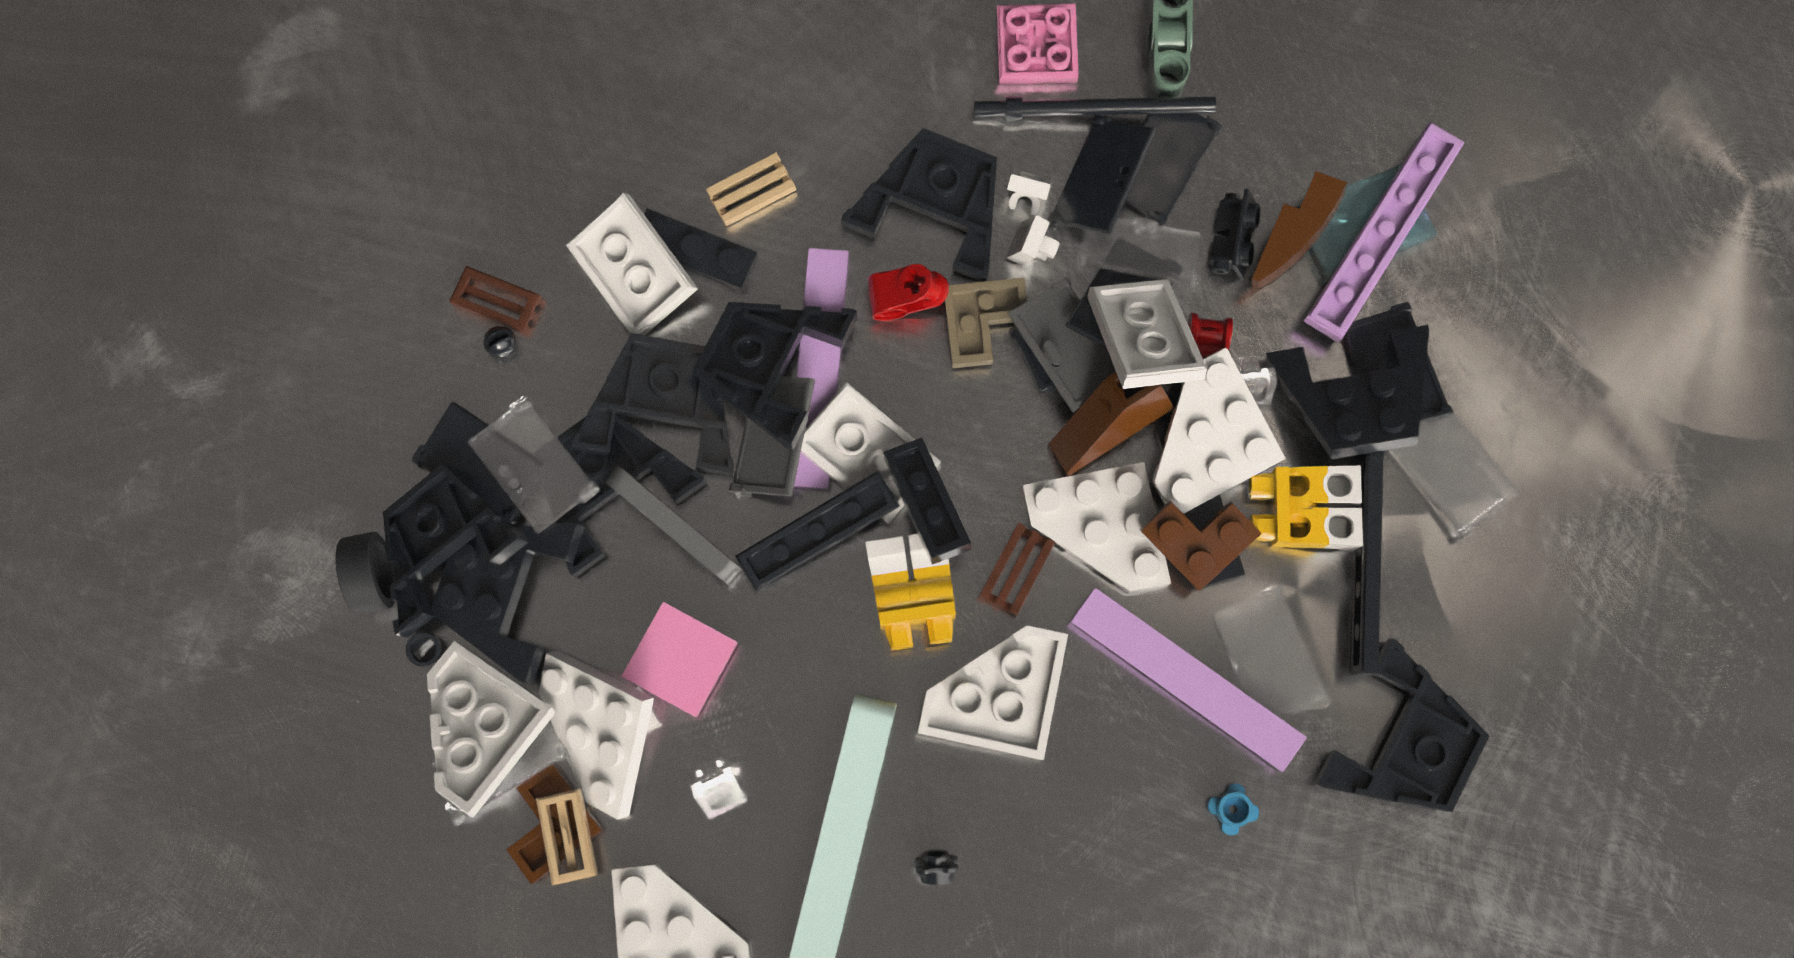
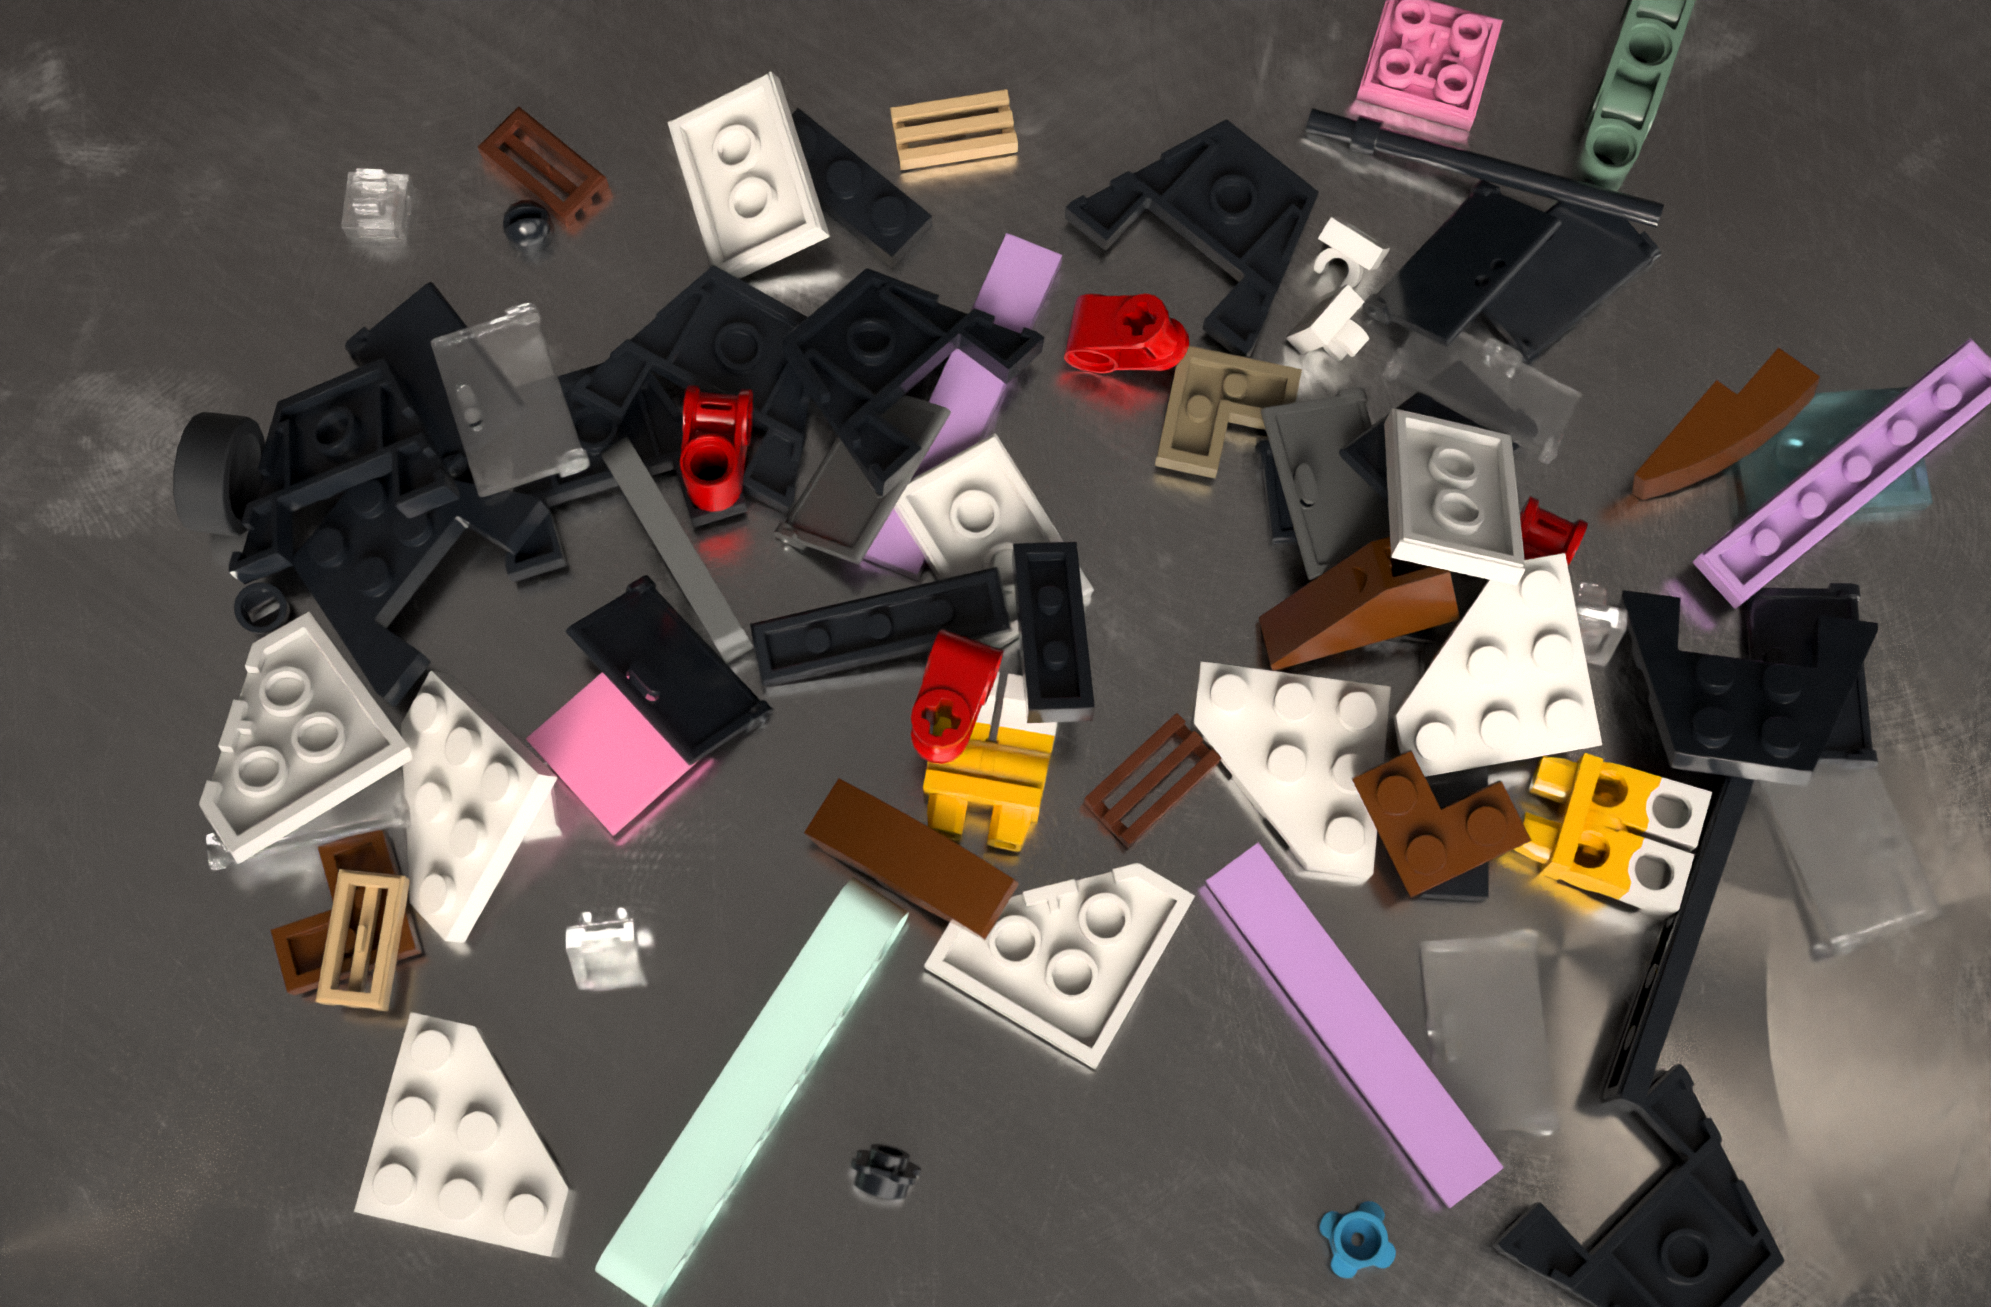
camera: 15 degrees right, 5 degrees down
(398, 361) = (377, 205): none -> clear tile
(671, 443) = (715, 434): none -> red piece
(694, 597) = (695, 691): none -> black door
(879, 556) = (952, 687): none -> red piece
(887, 671) = (911, 859): none -> reddish brown slope
(1239, 218) = (1627, 431): black hinge -> none

